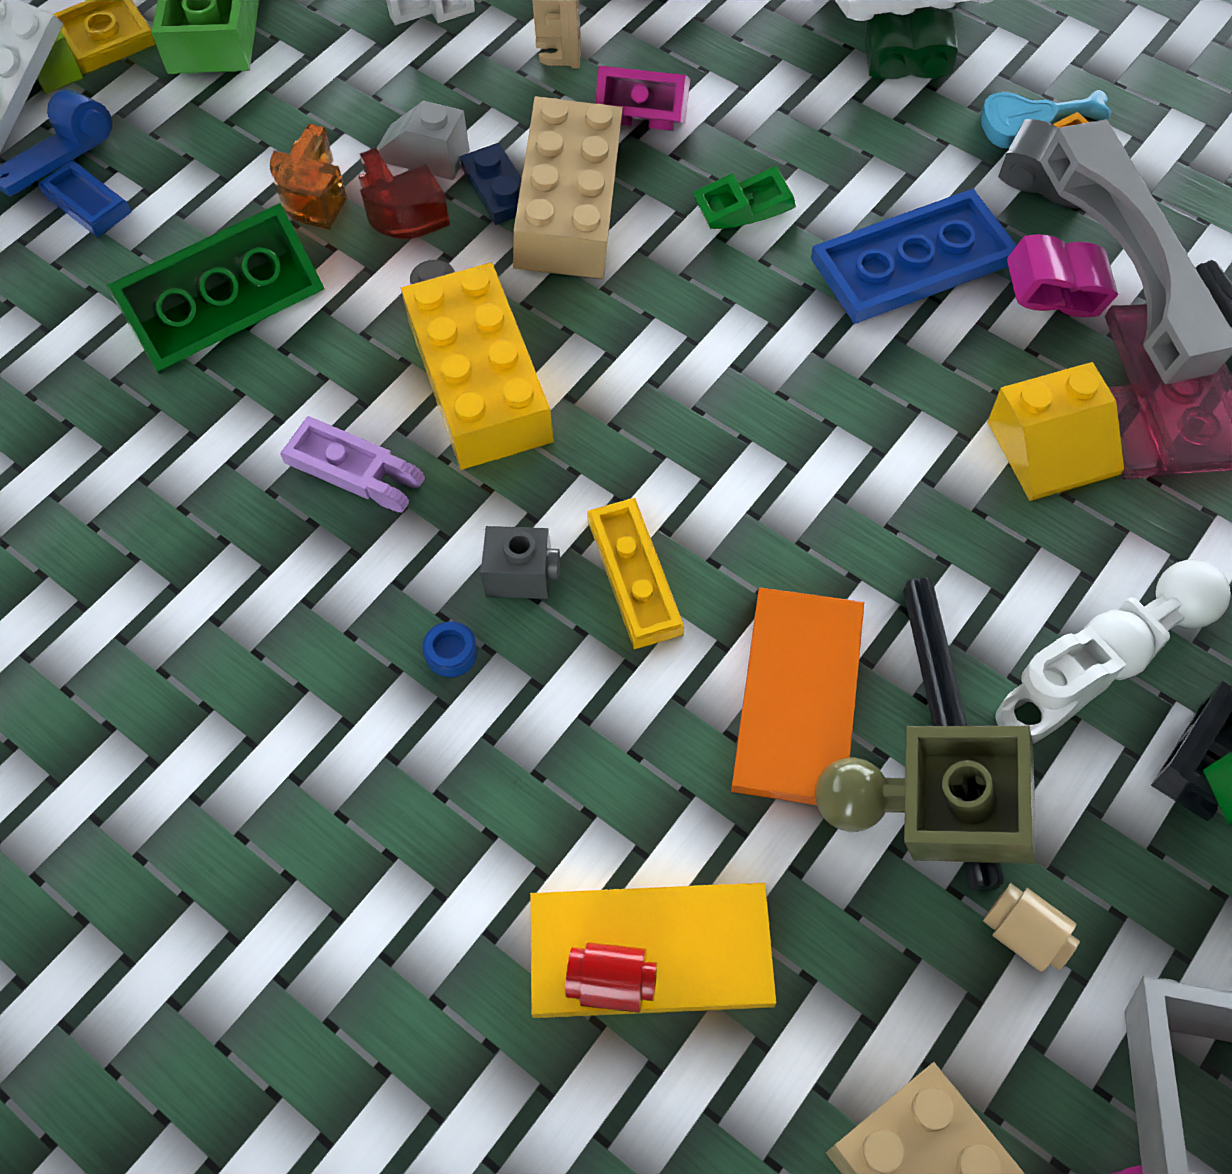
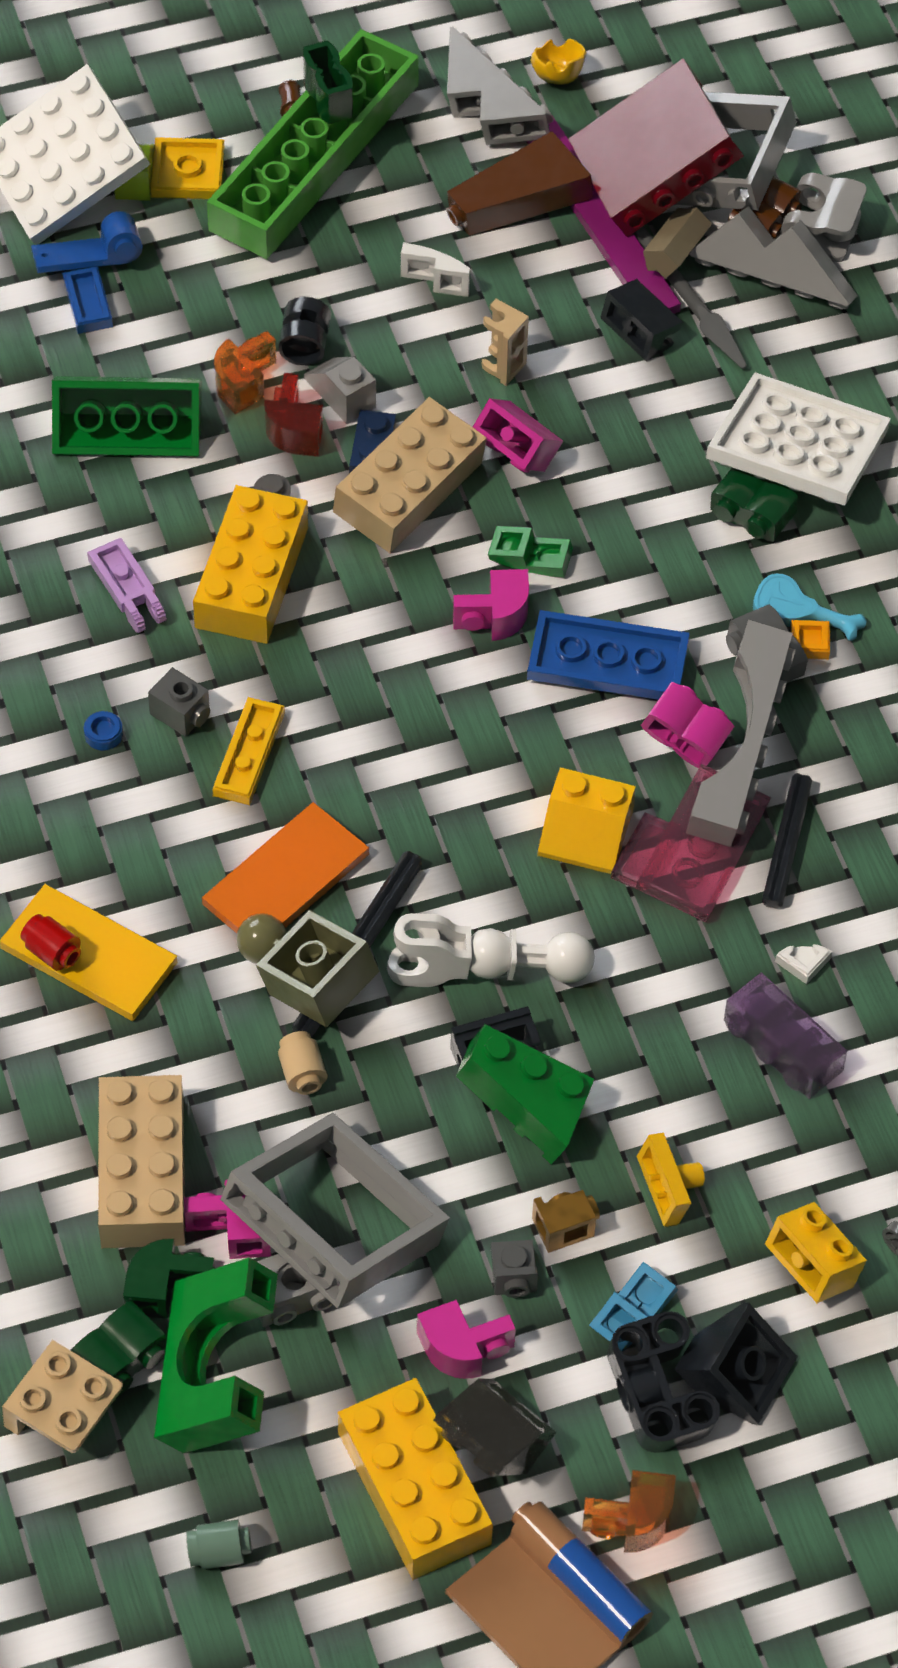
camera: 30 degrees right, 5 degrees down
(345, 109) = (304, 331): none -> black wheel
(767, 265) = (501, 610): none -> dark pink brick

